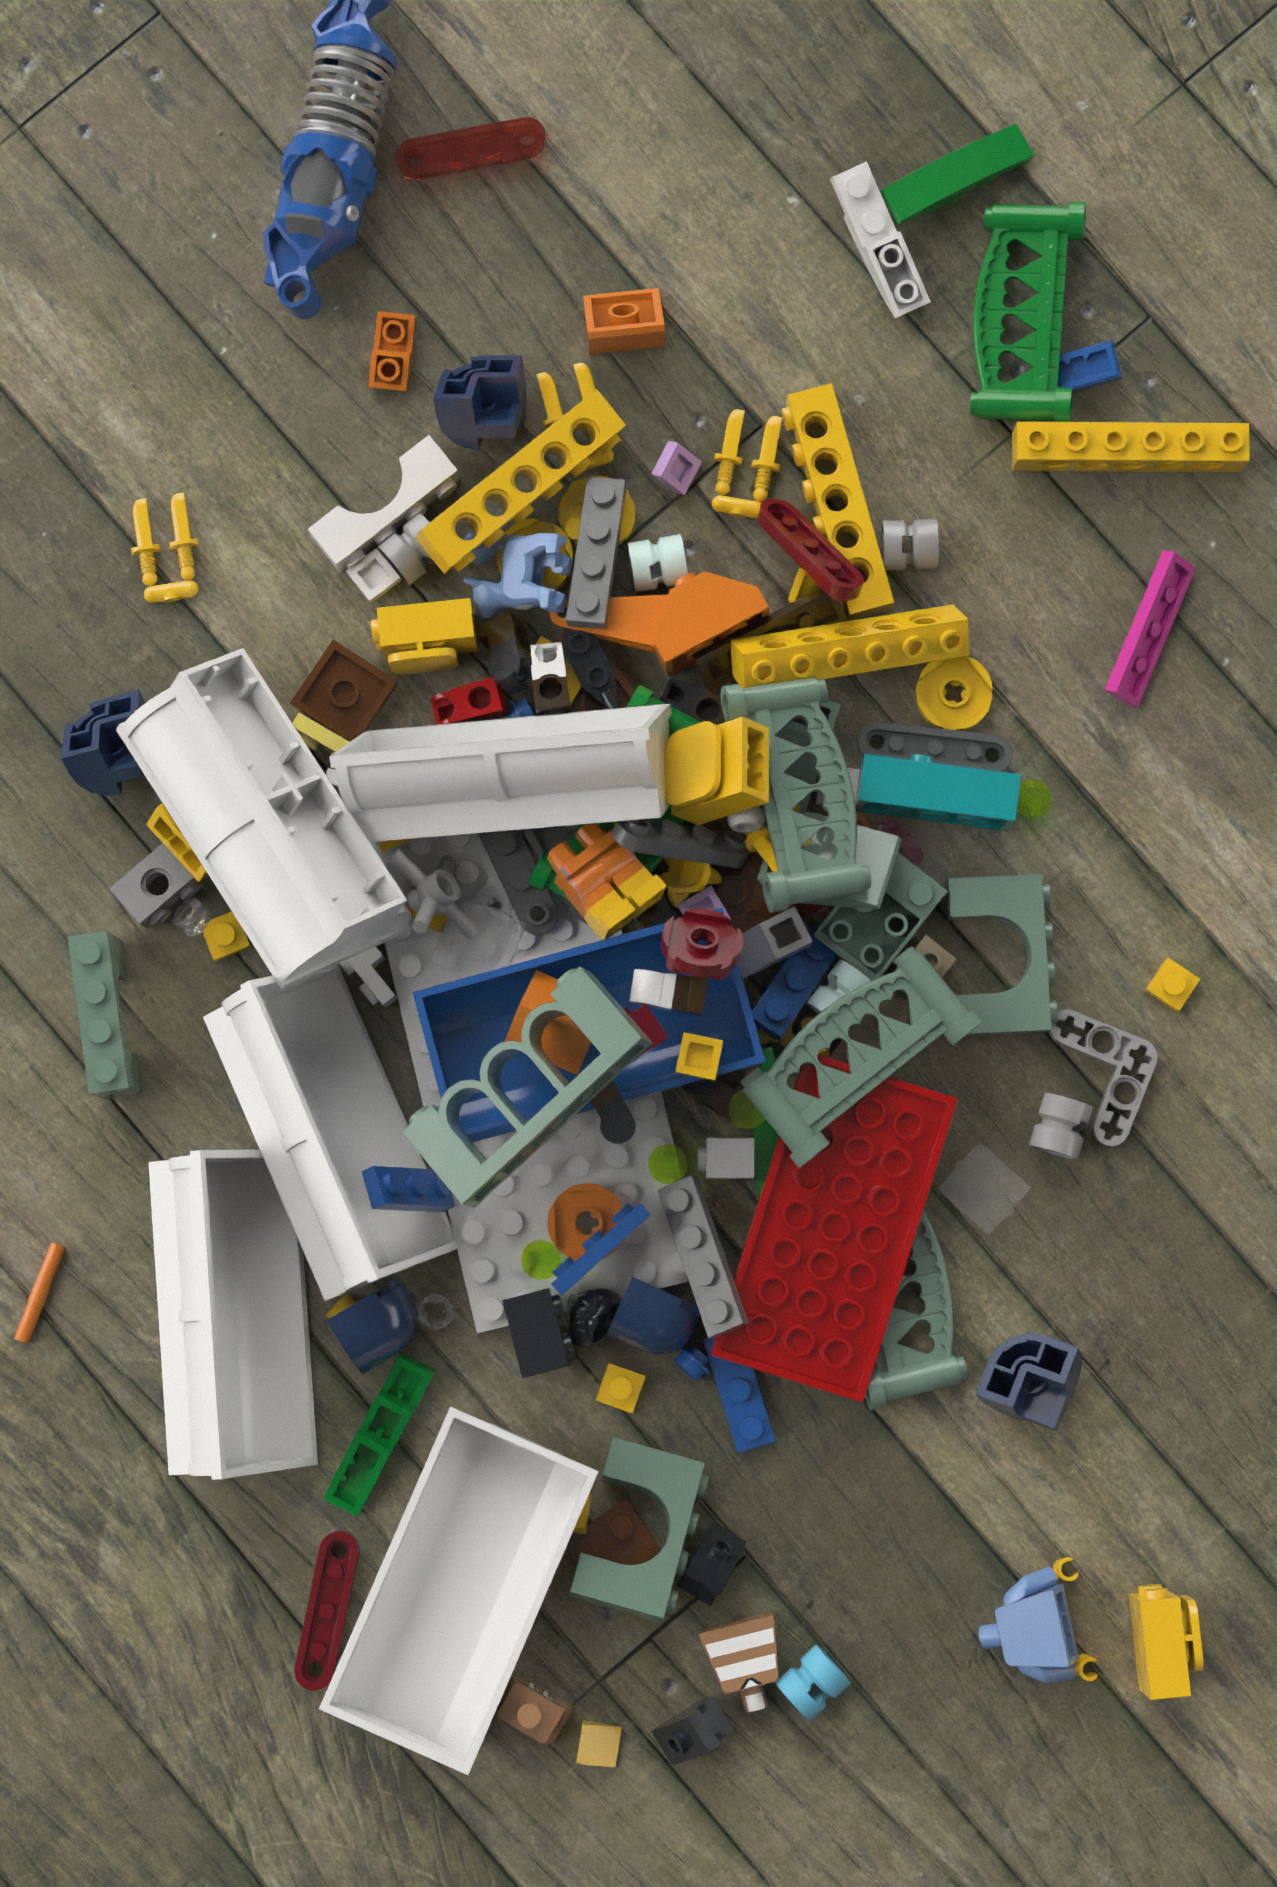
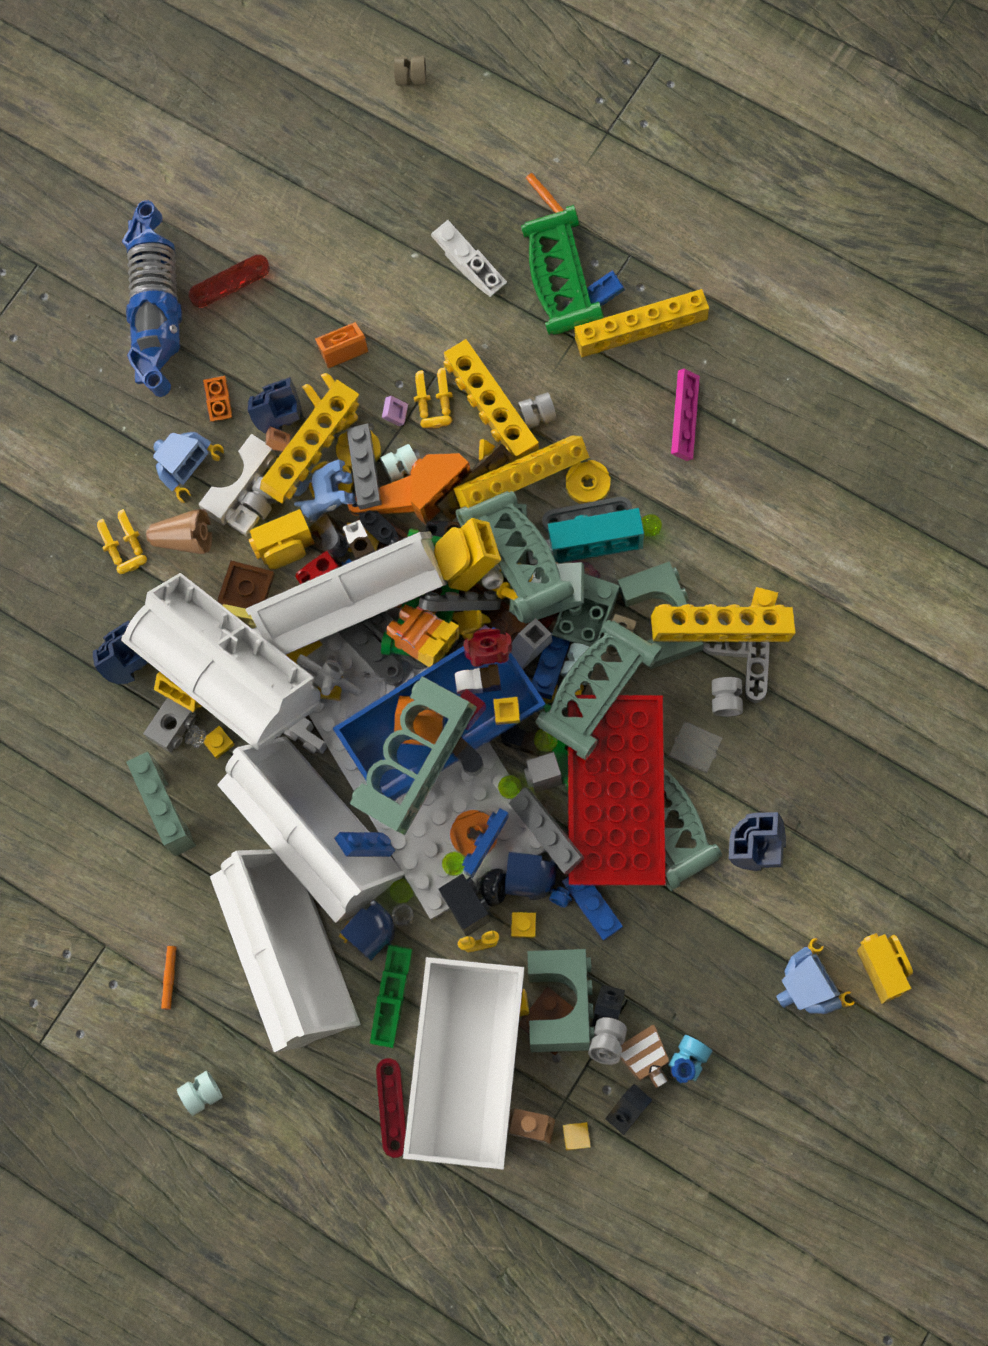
camera: 10 degrees left, 10 degrees down
(36, 1493) = (199, 1093): none -> light aqua wheel
(268, 568) = (182, 532): none -> medium nougat cone
(301, 436) = (180, 457): none -> medium blue torso
(444, 1273) = (401, 891): none -> clear neon green plate
(469, 460) = (277, 439): none -> nougat plate
(553, 1398) = (487, 940): none -> yellow piece
(690, 1626) = (607, 1041): none -> light grey wheel
(802, 1713) = (688, 1065): none -> blue plate
(810, 550) = (482, 428): dark red plate -> none
(956, 174) = (499, 212): green slope -> none
(997, 991) = (713, 631): none -> yellow brick
(1043, 163) = (544, 193): none -> orange piece

